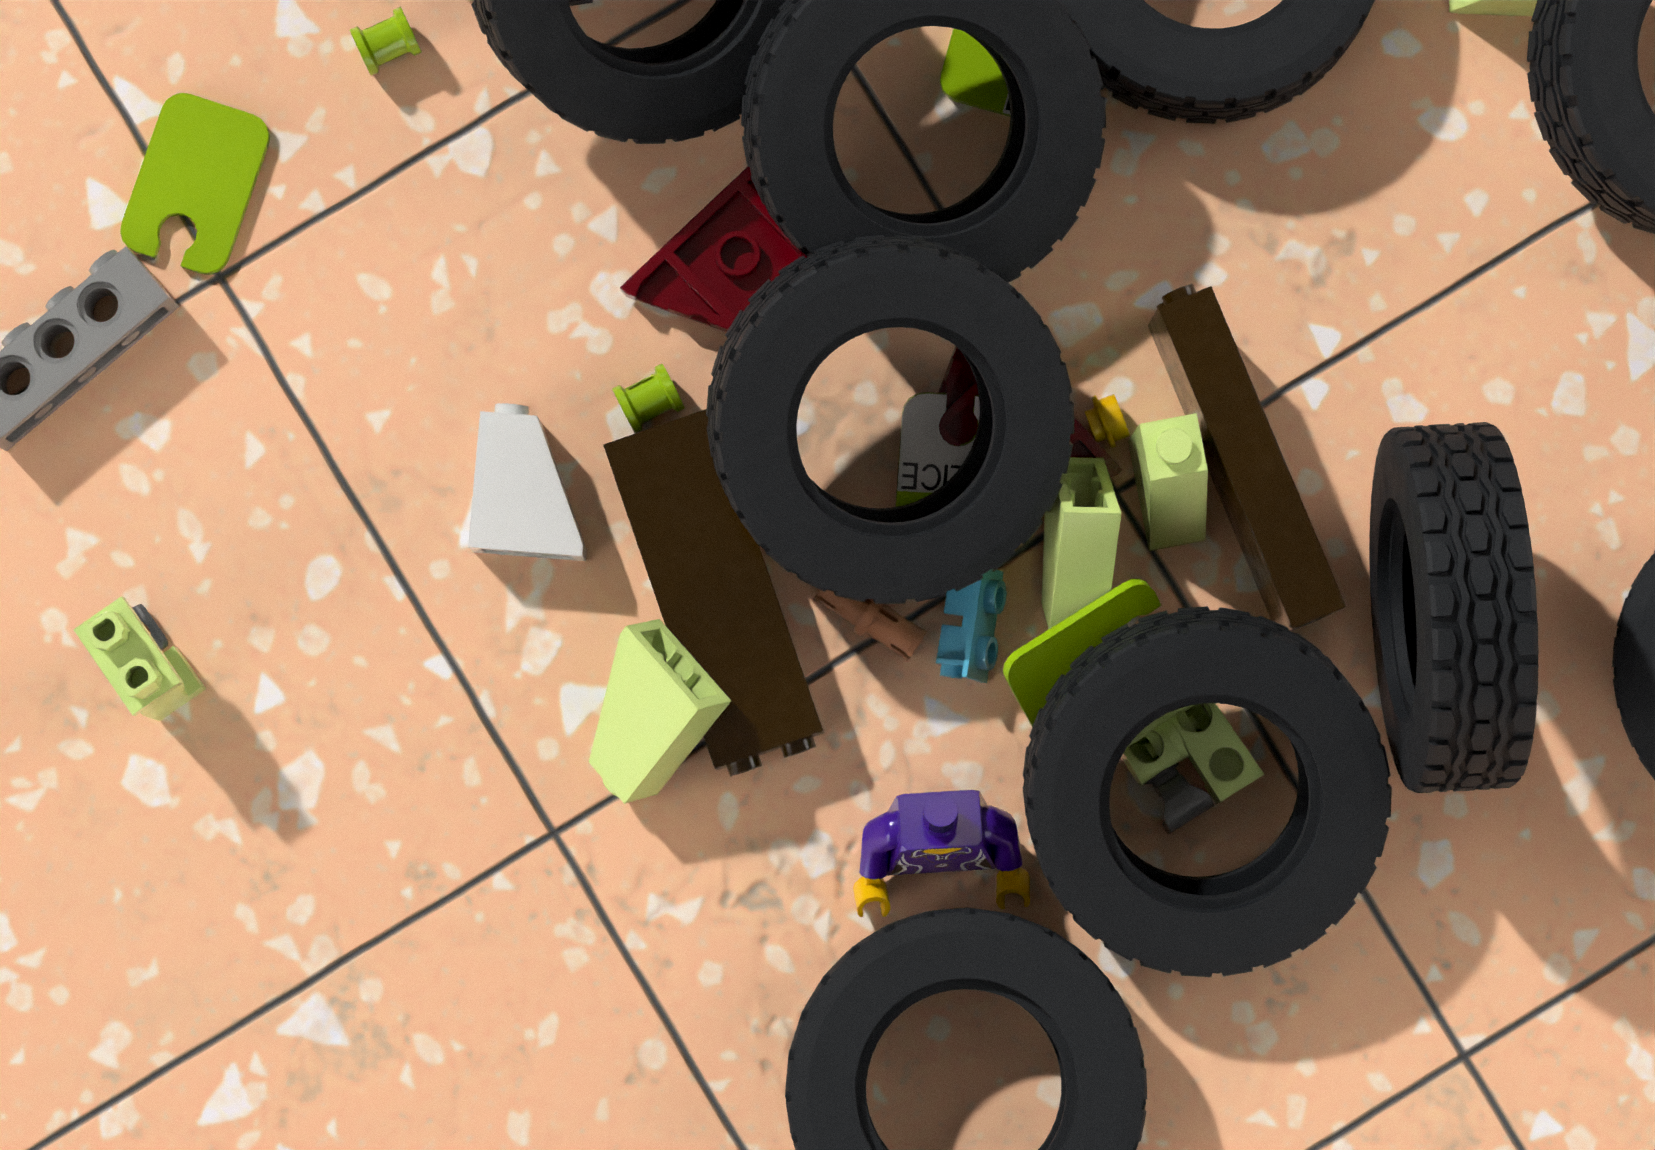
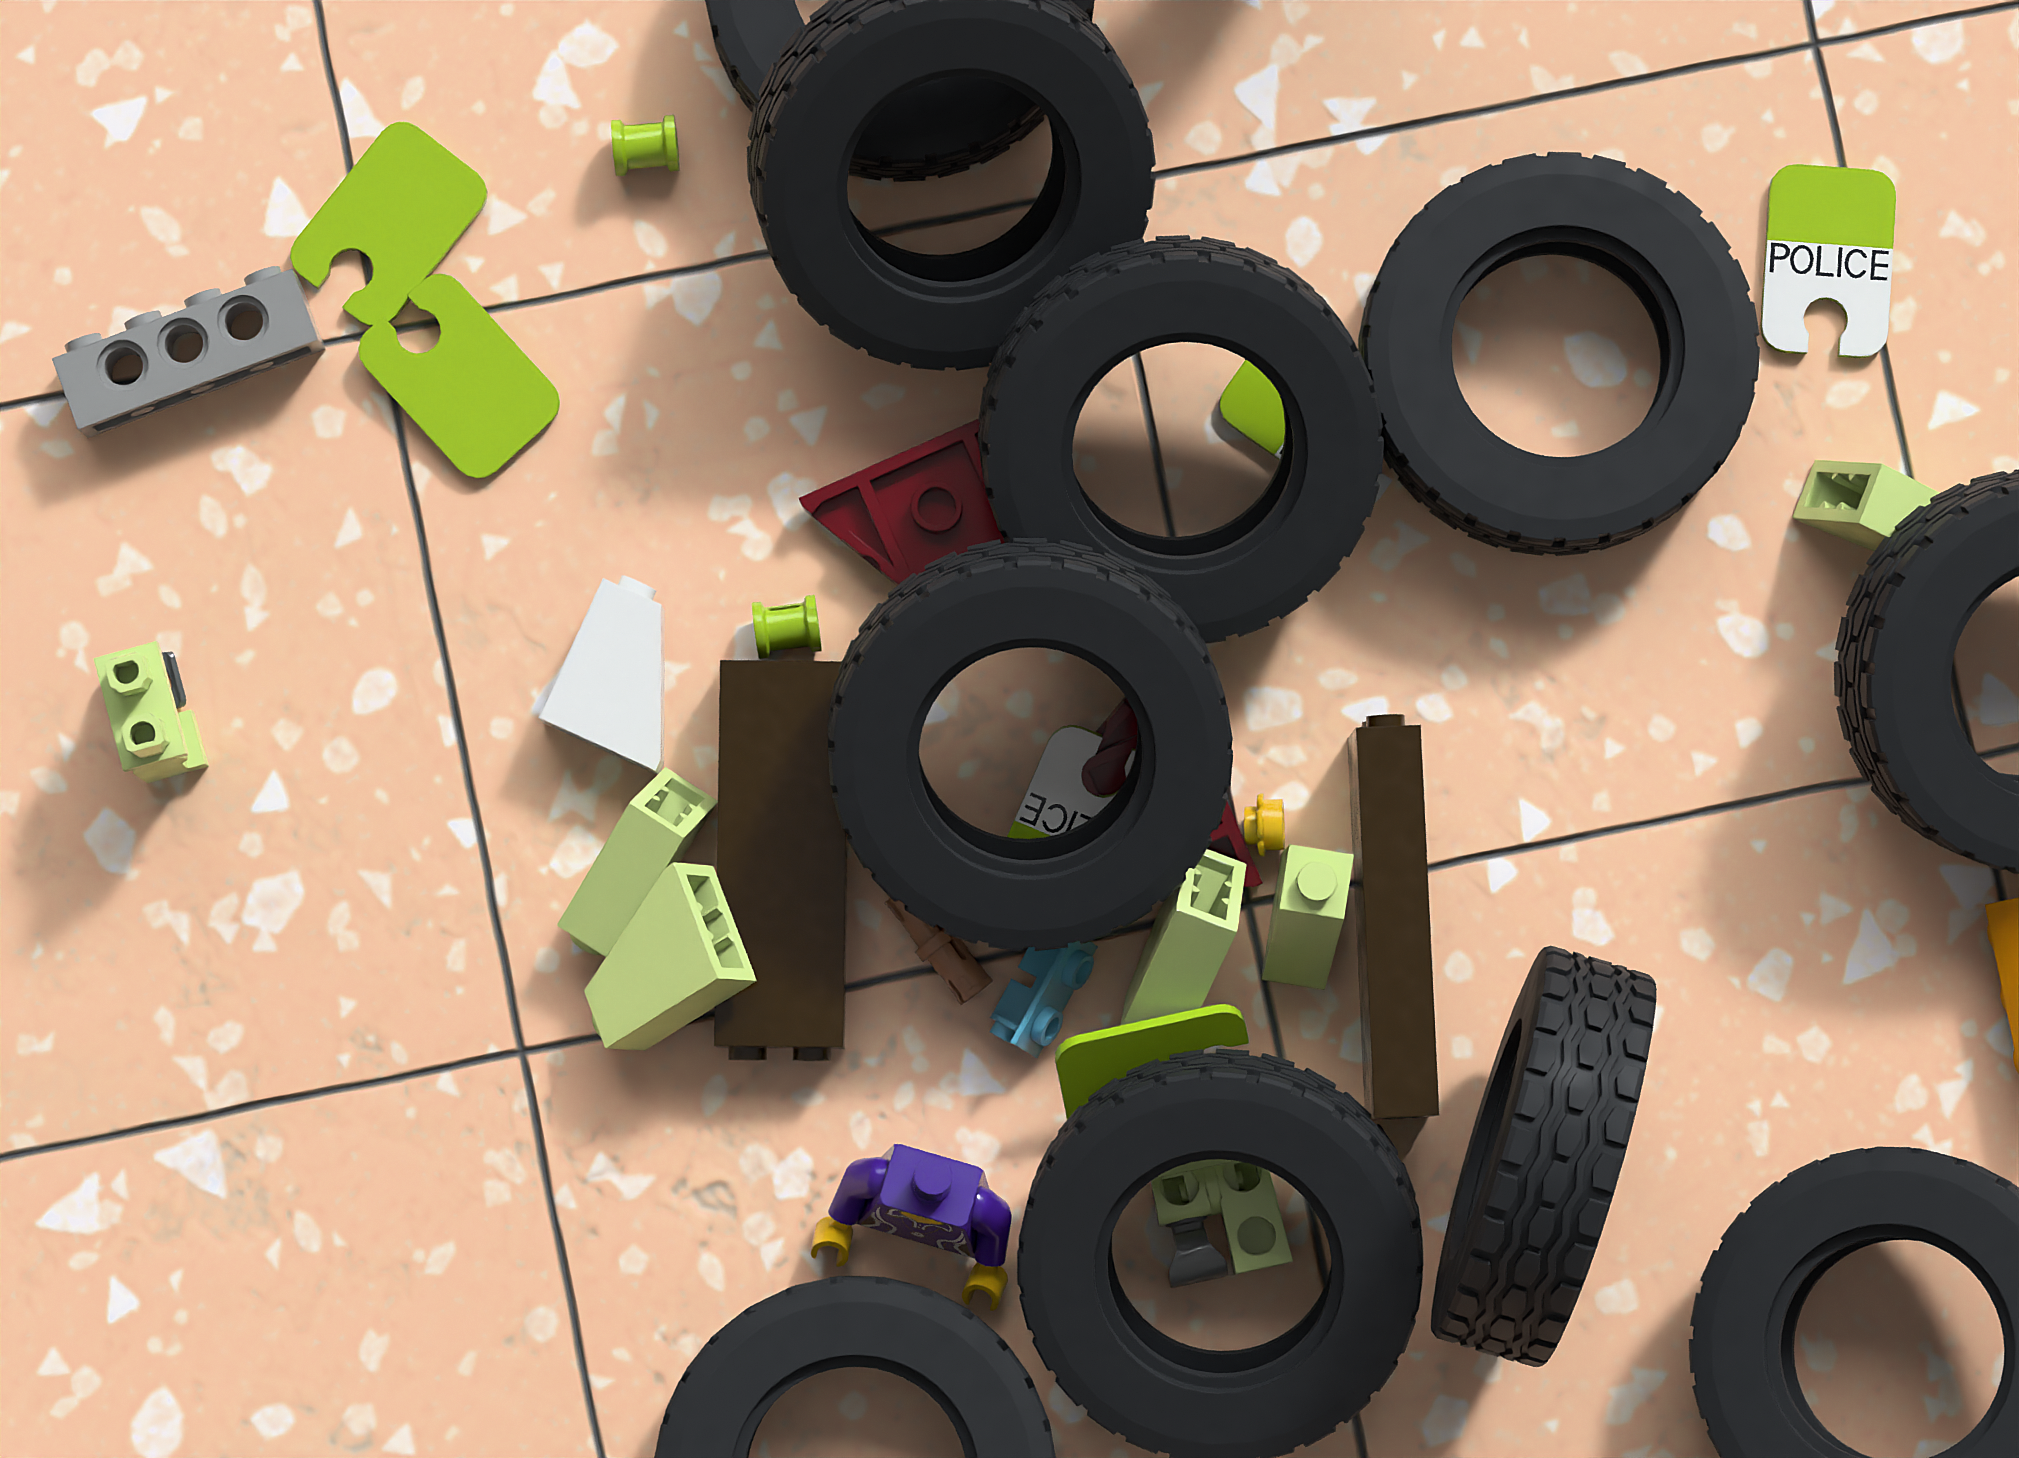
camera: 15 degrees right, 0 degrees up
(312, 297) = (469, 391): none -> lime piece
(595, 615) = (647, 838): none -> yellowish green slope

